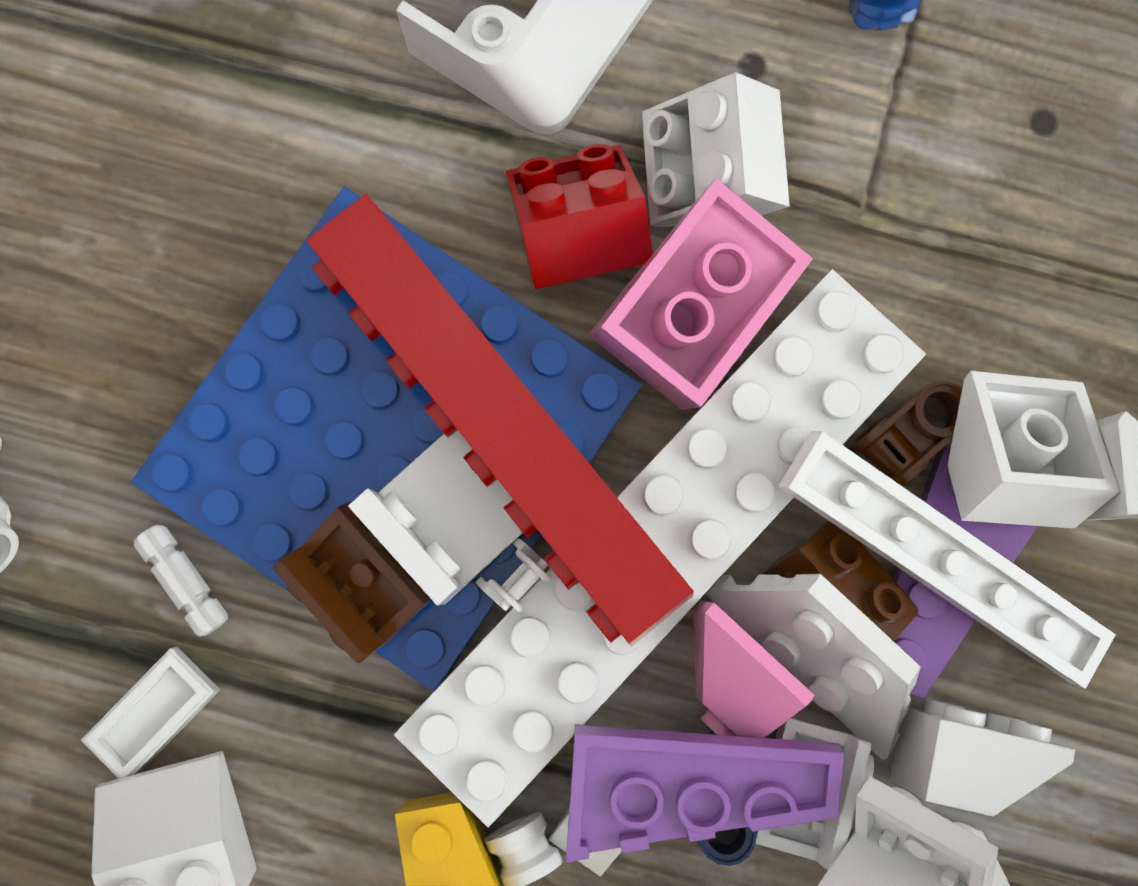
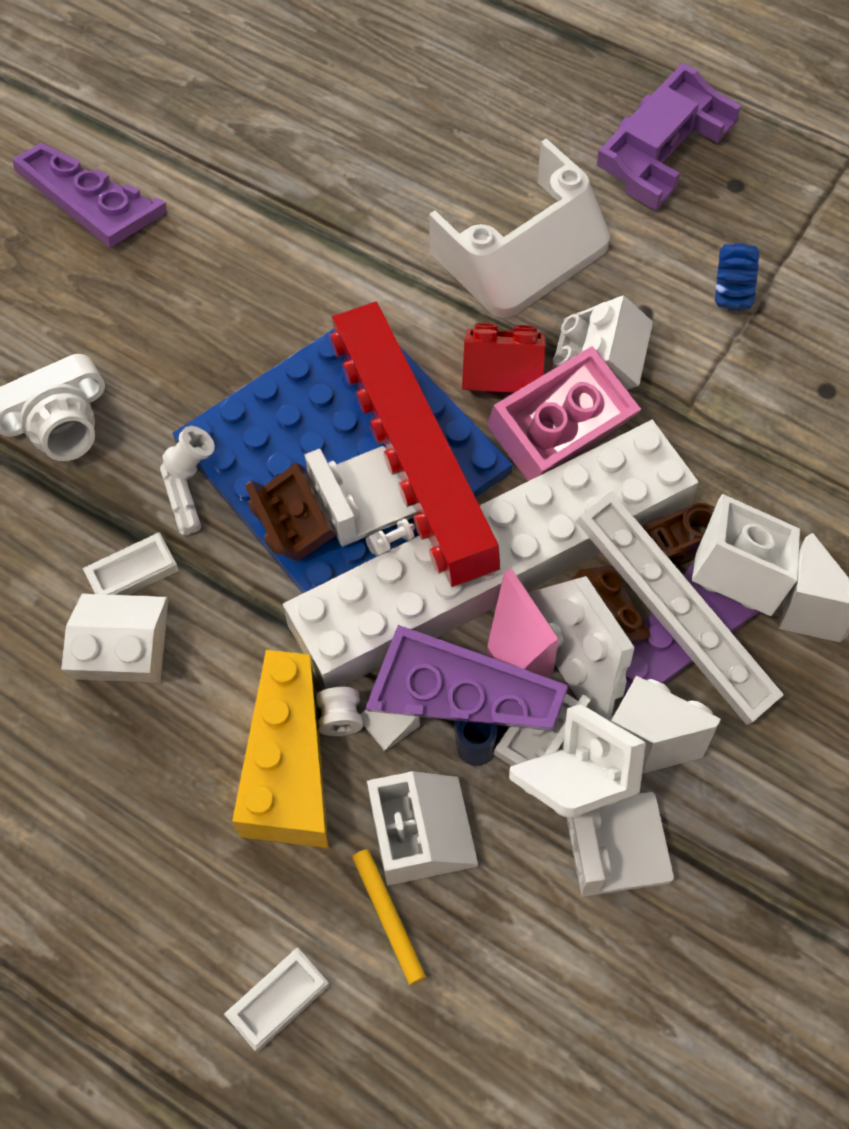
camera: 20 degrees right, 20 degrees down
(178, 506) = (192, 448): none -> white bush

